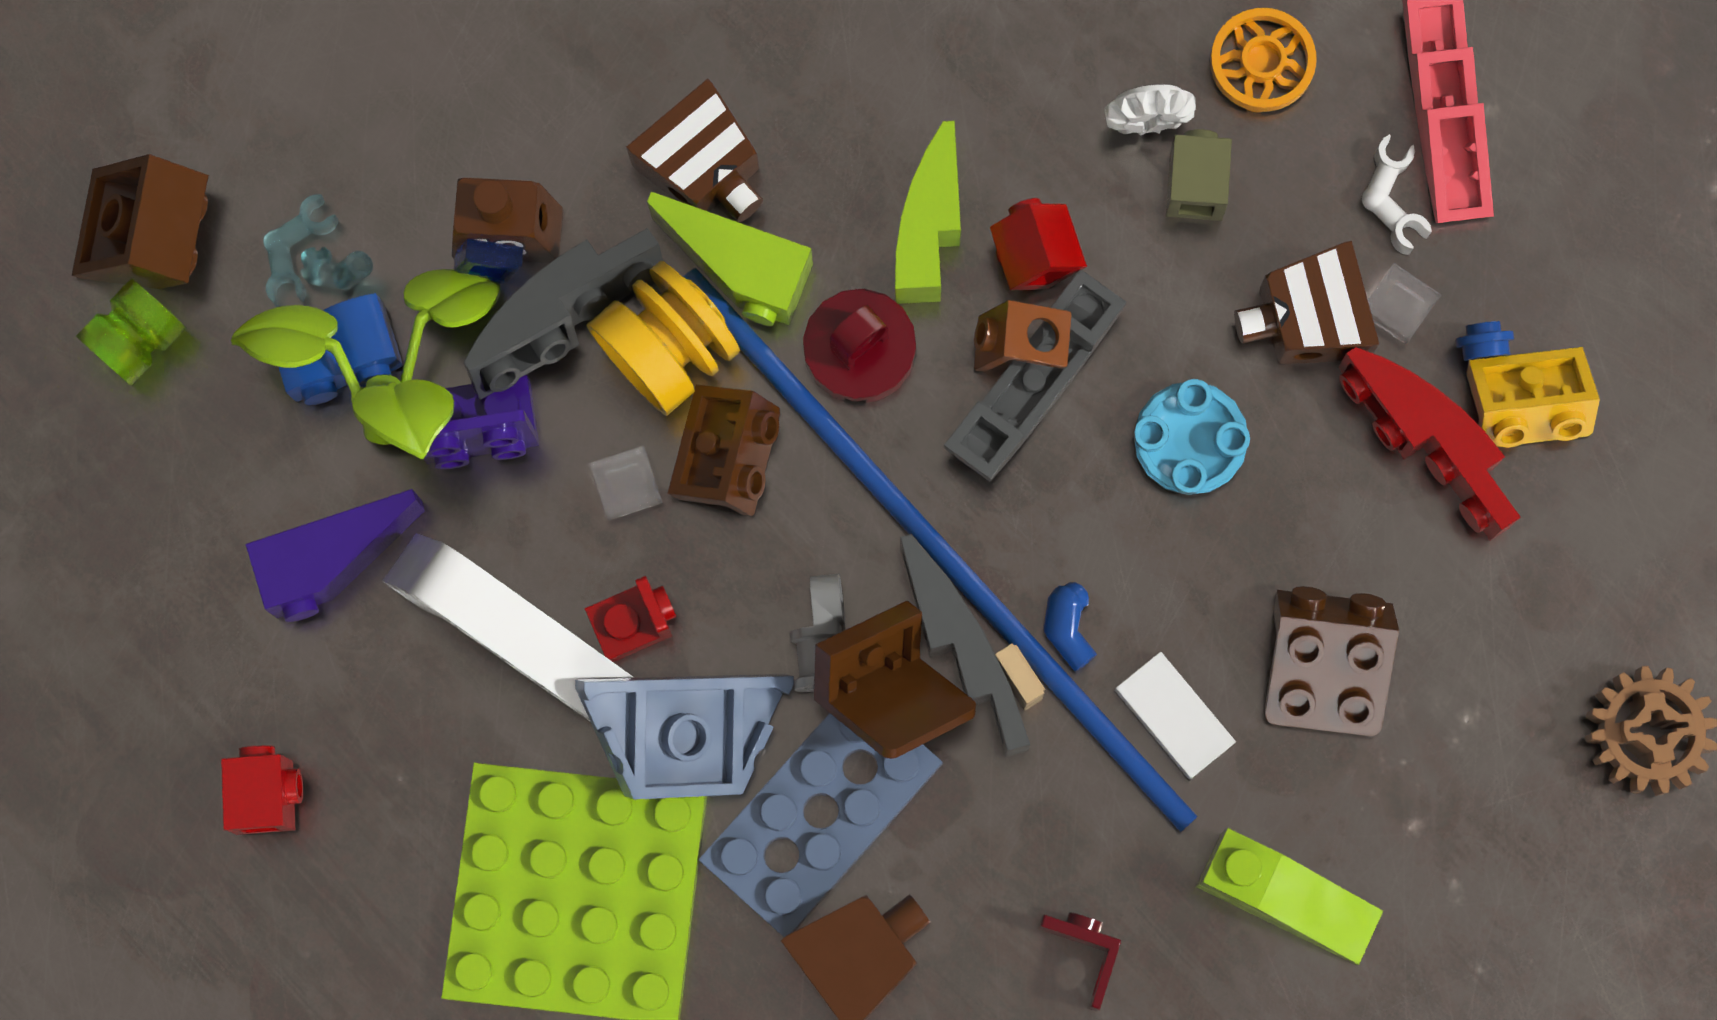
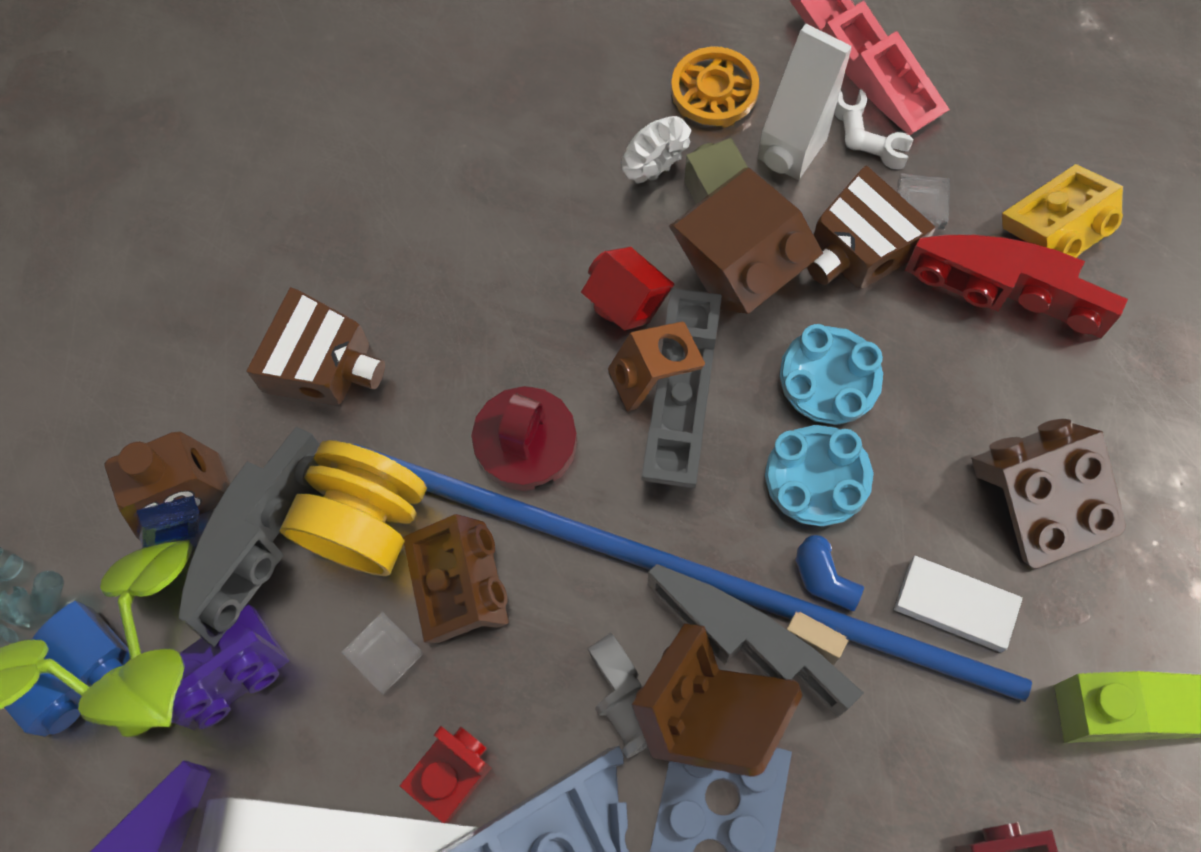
camera: 30 degrees left, 10 degrees down
(746, 264) = (394, 417): lime slope -> none
(928, 221) = (531, 313): lime slope -> none
(1118, 529) = (819, 474): none -> medium azure dish
(1178, 260) = (745, 241): none -> reddish brown slope
(1318, 148) = (804, 103): none -> white slope
(1485, 341) = (1004, 193): blue plate -> none

